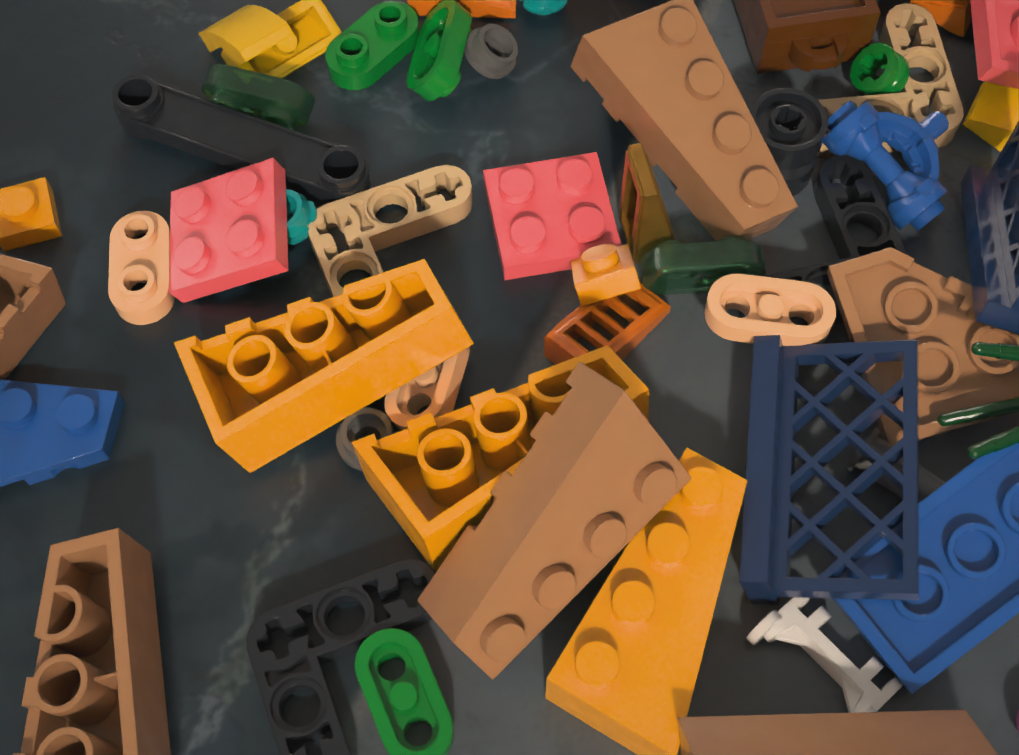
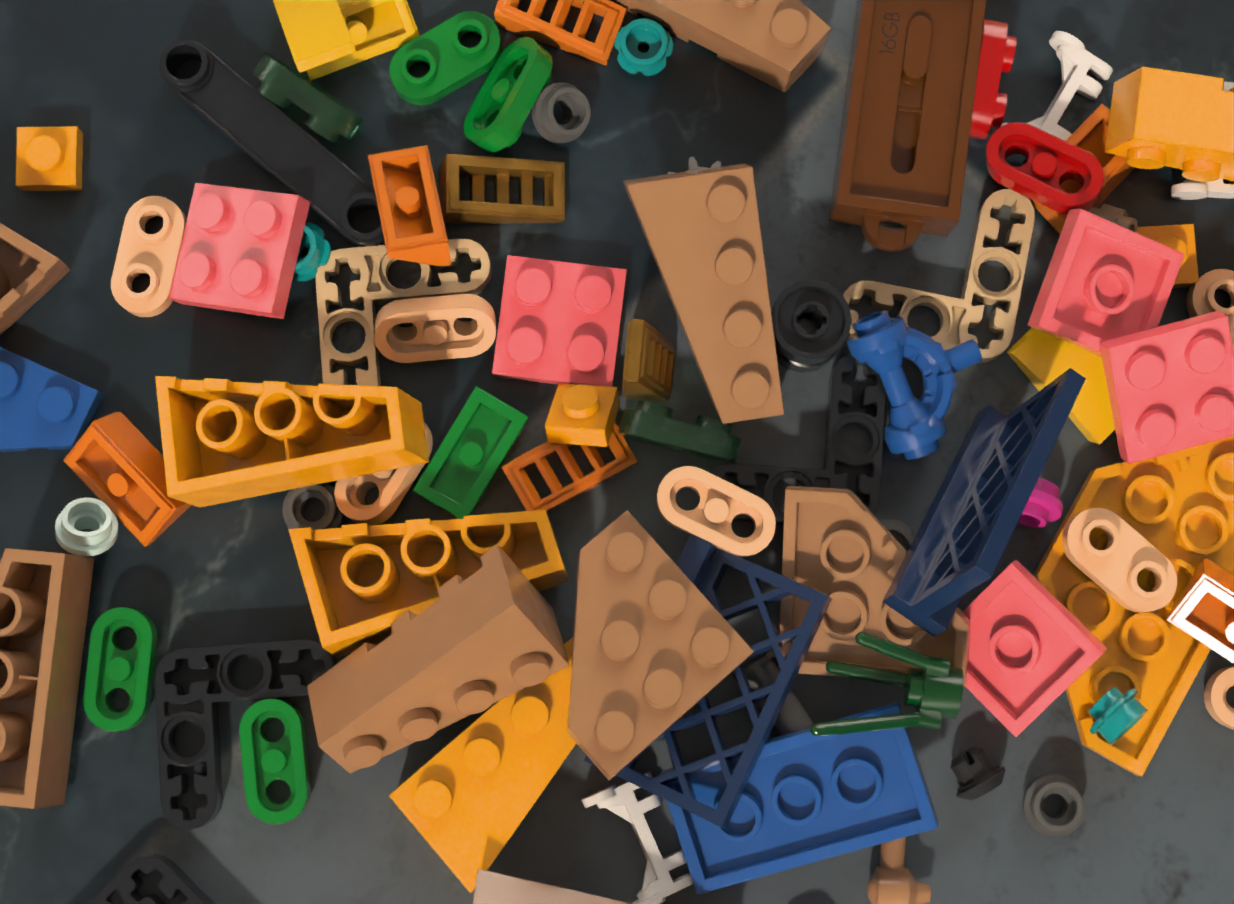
camera: 15 degrees right, 20 degrees up
(138, 516) = (86, 514): none -> light aqua plate
(169, 467) = (126, 476): none -> orange slope
(208, 657) = (115, 668): none -> green plate
(384, 144) = (410, 206): none -> orange slope
(427, 144) = (501, 169): none -> pearl gold slope
(435, 239) = (436, 329): none -> light nougat plate
(509, 337) = (471, 454): none -> green plate
(755, 441) = (639, 646): none -> medium nougat plate
(870, 60) = (959, 277): green bush -> none

